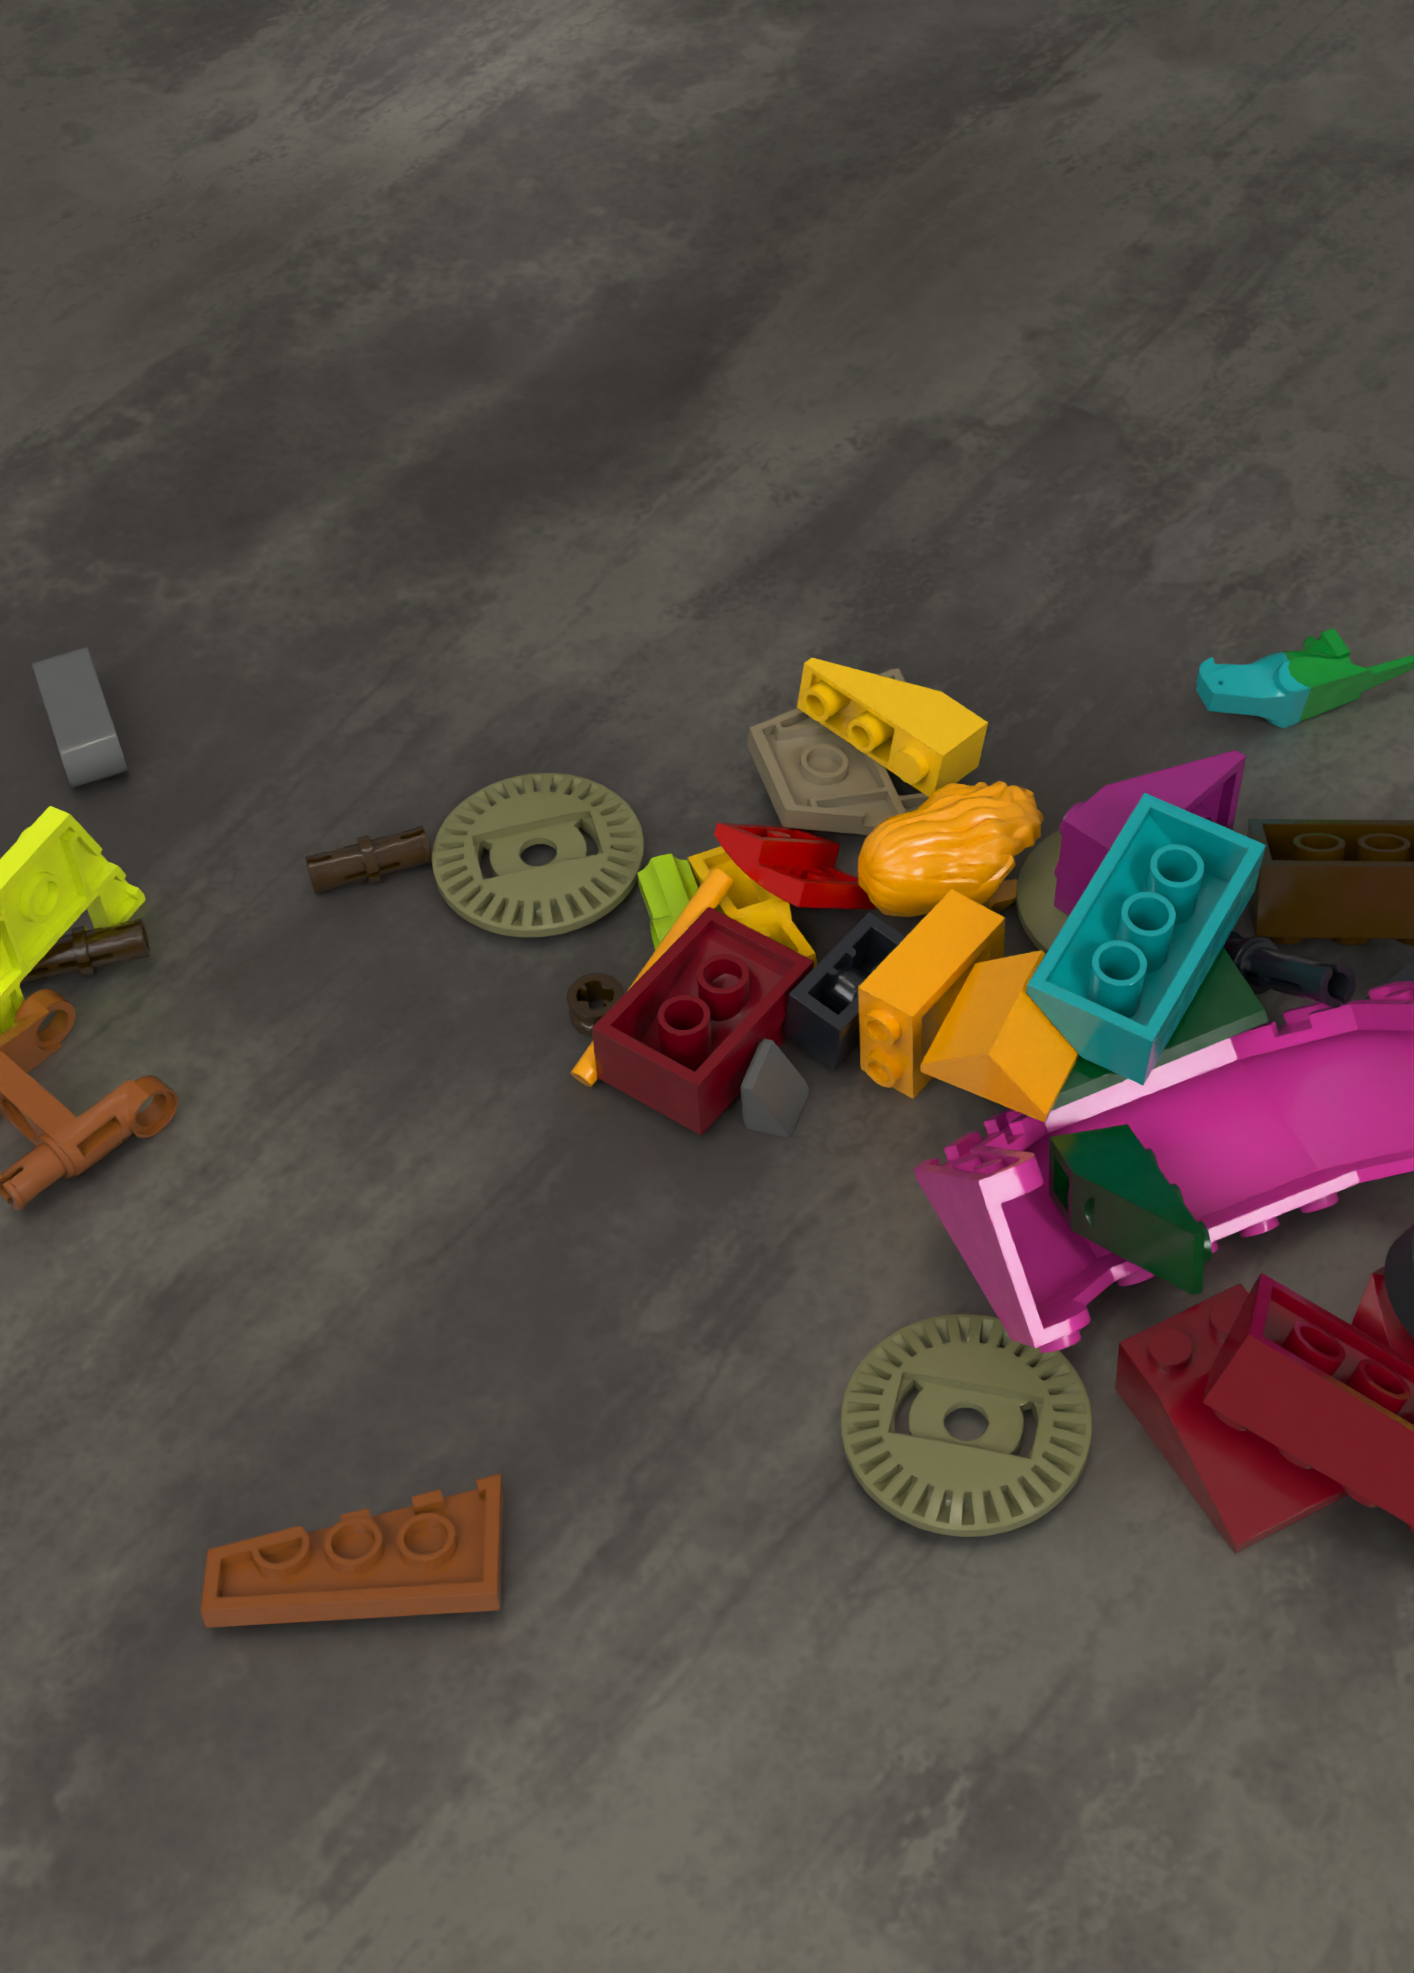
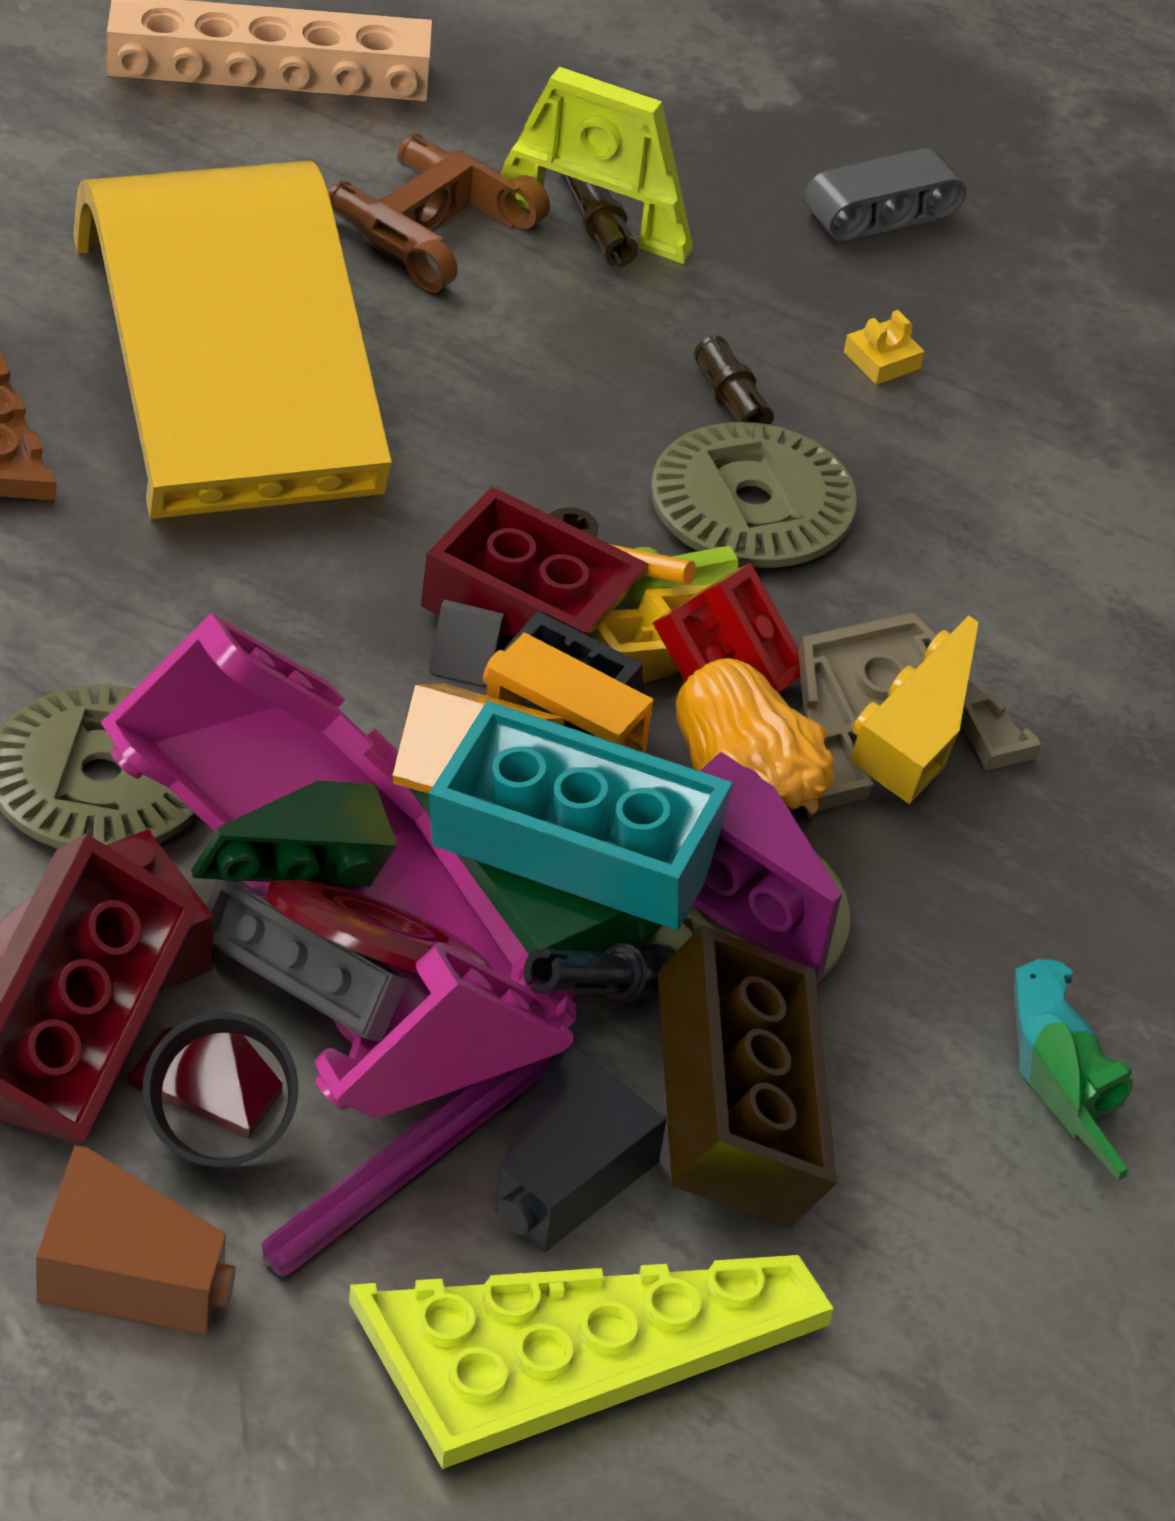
camera: 75 degrees right, 5 degrees down
(266, 1260) = (237, 337): none -> yellow panel
(319, 739) = (885, 348): none -> yellow tile
(1291, 1202) = (317, 971): none -> dark grey tile
(1308, 1110) = (362, 923): none -> dark red piece

